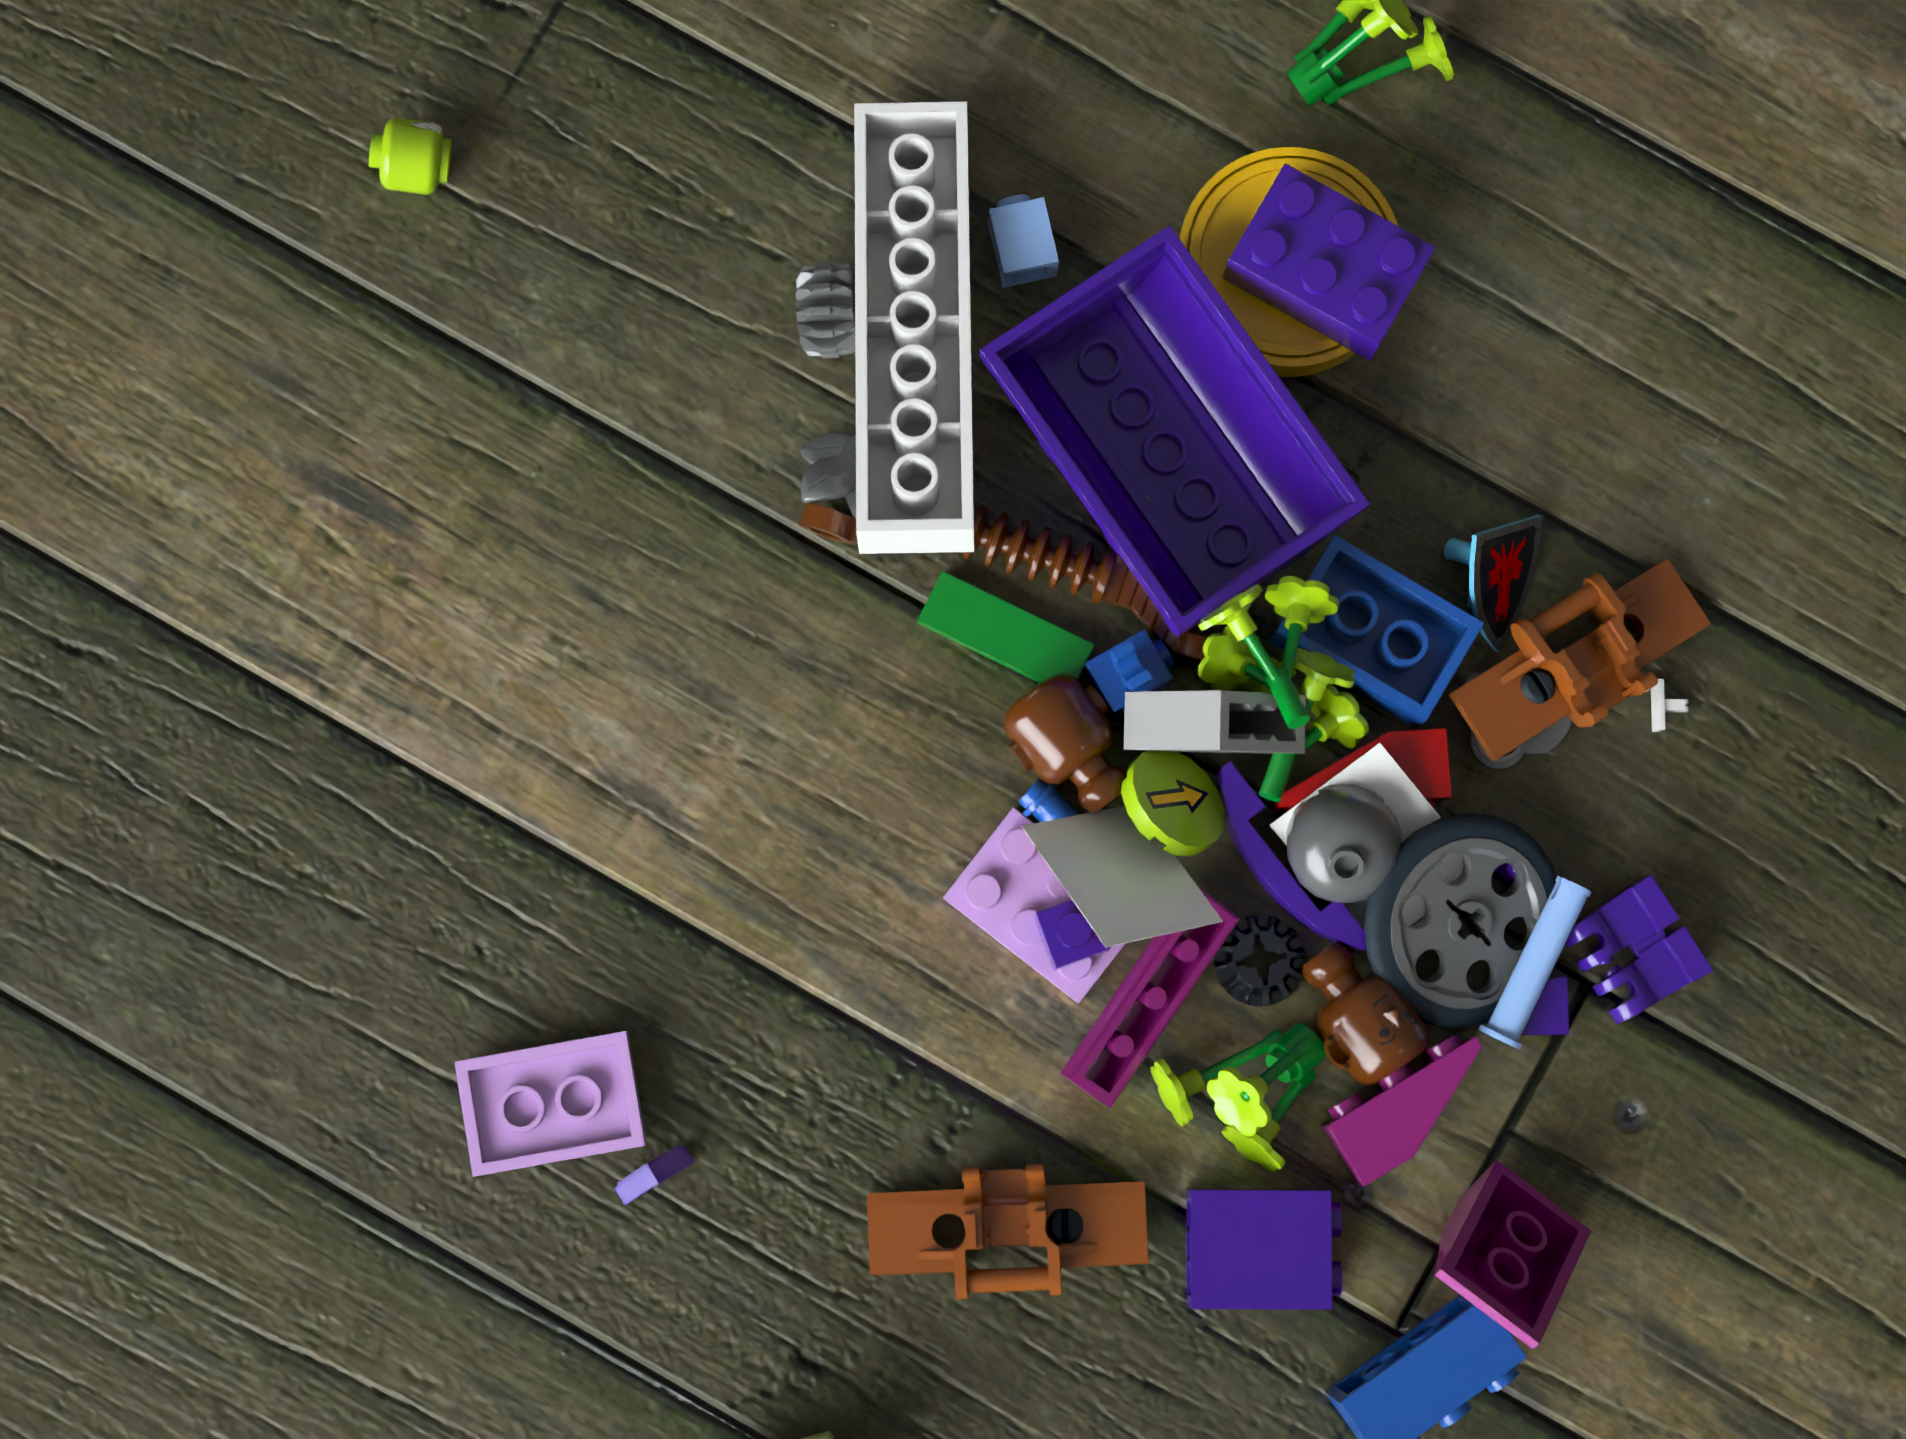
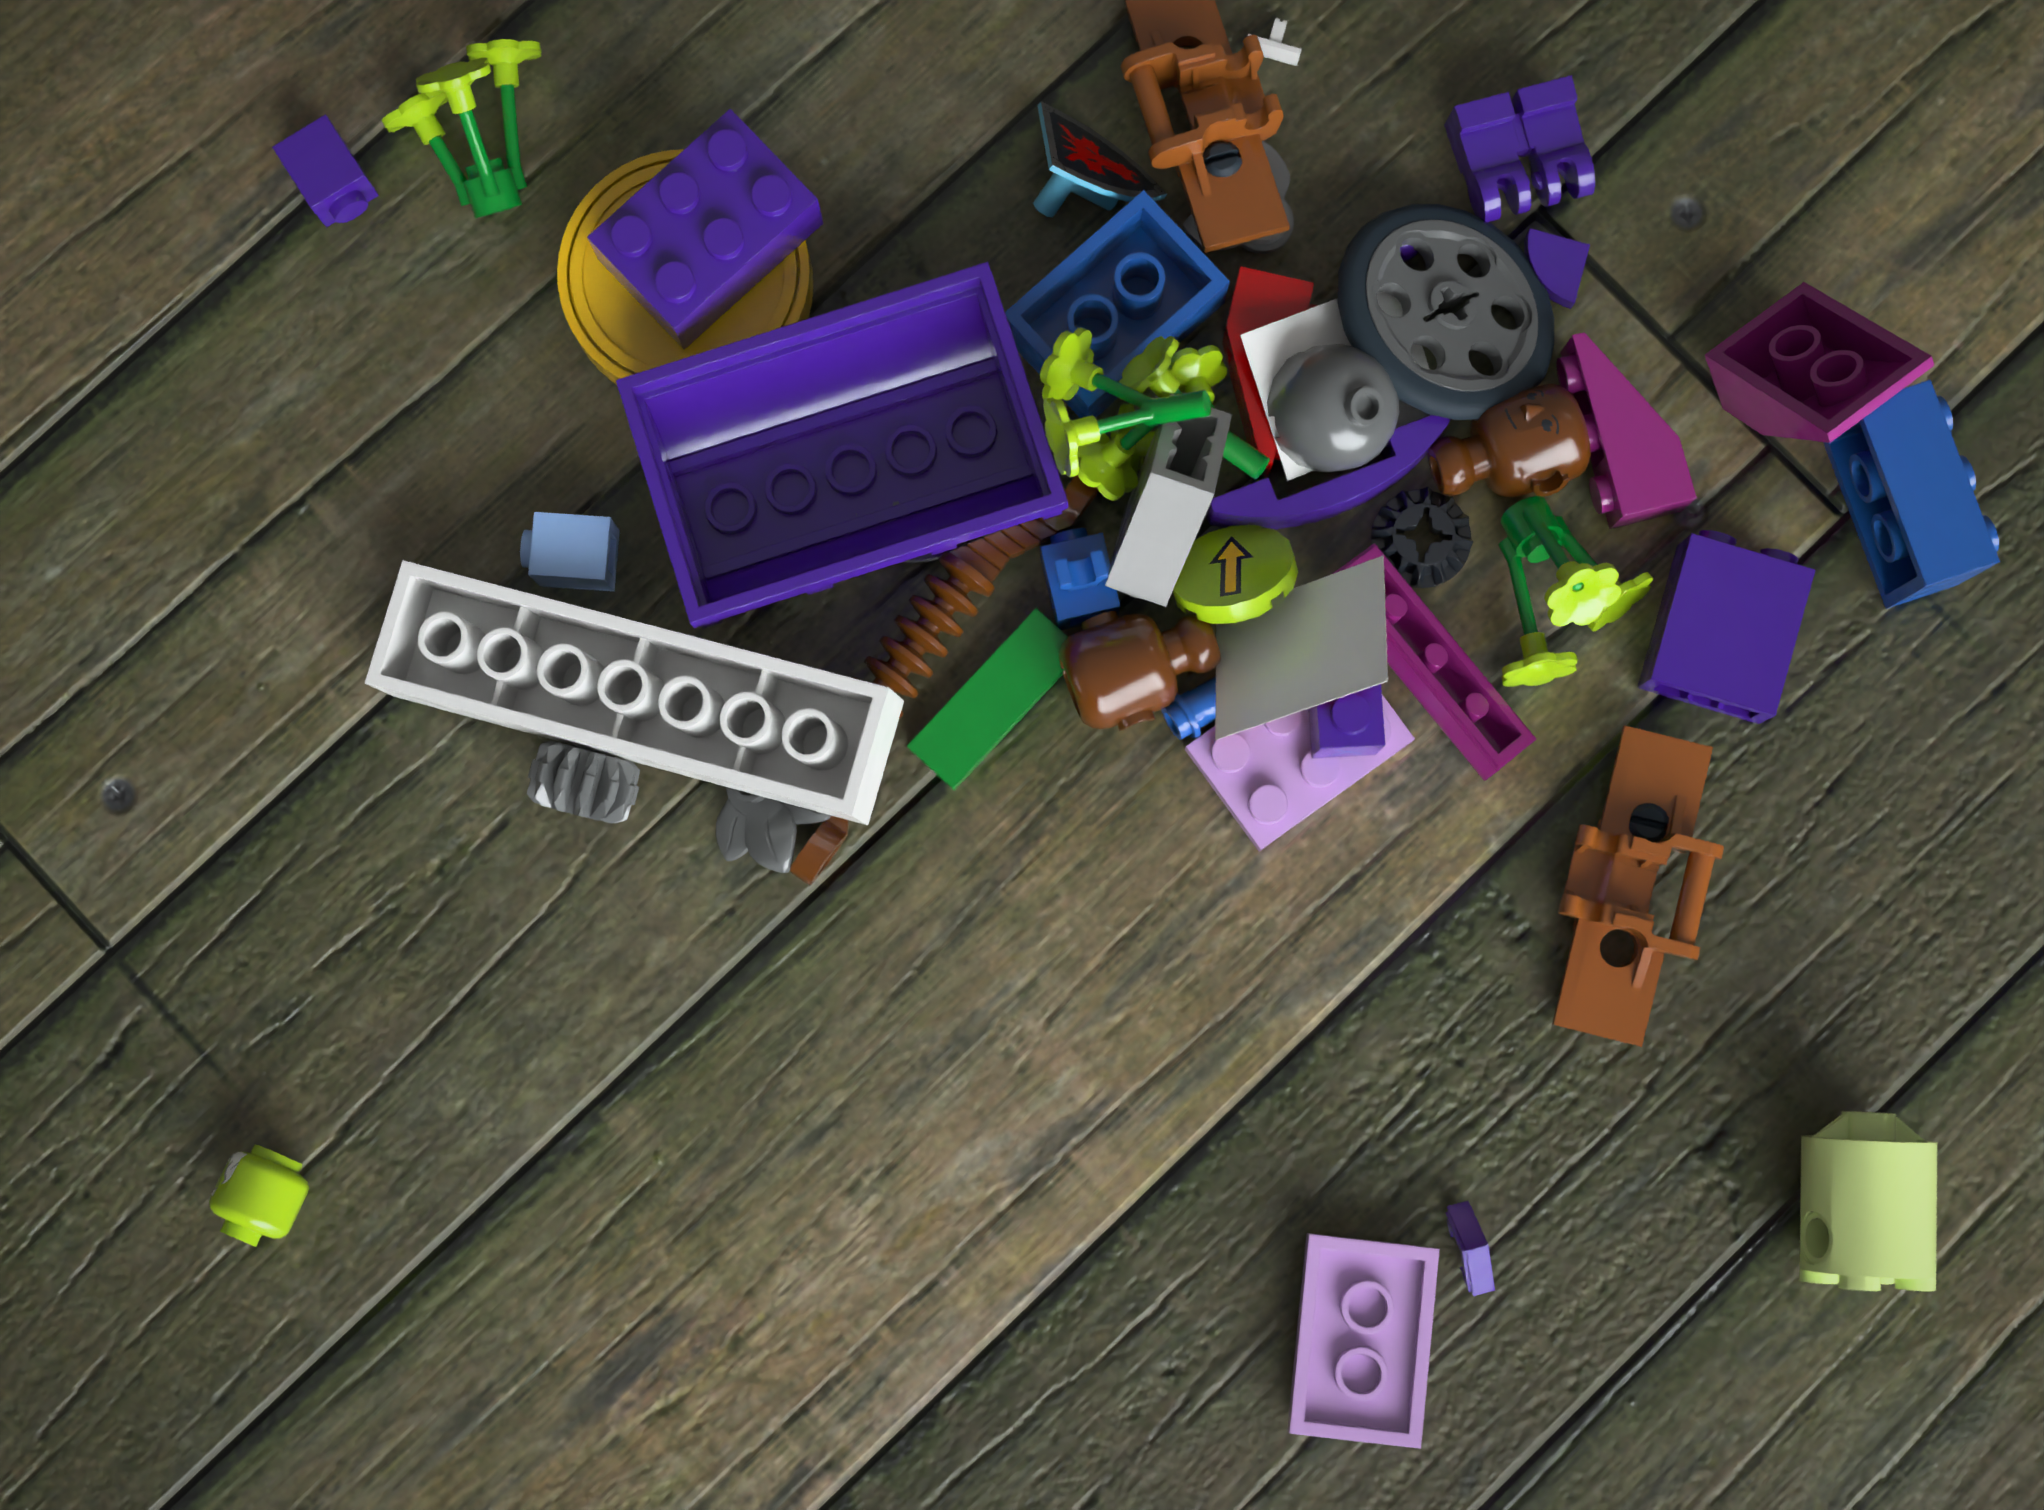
camera: 70 degrees left, 0 degrees up
(1536, 962) = (1511, 252): light blue pin -> none

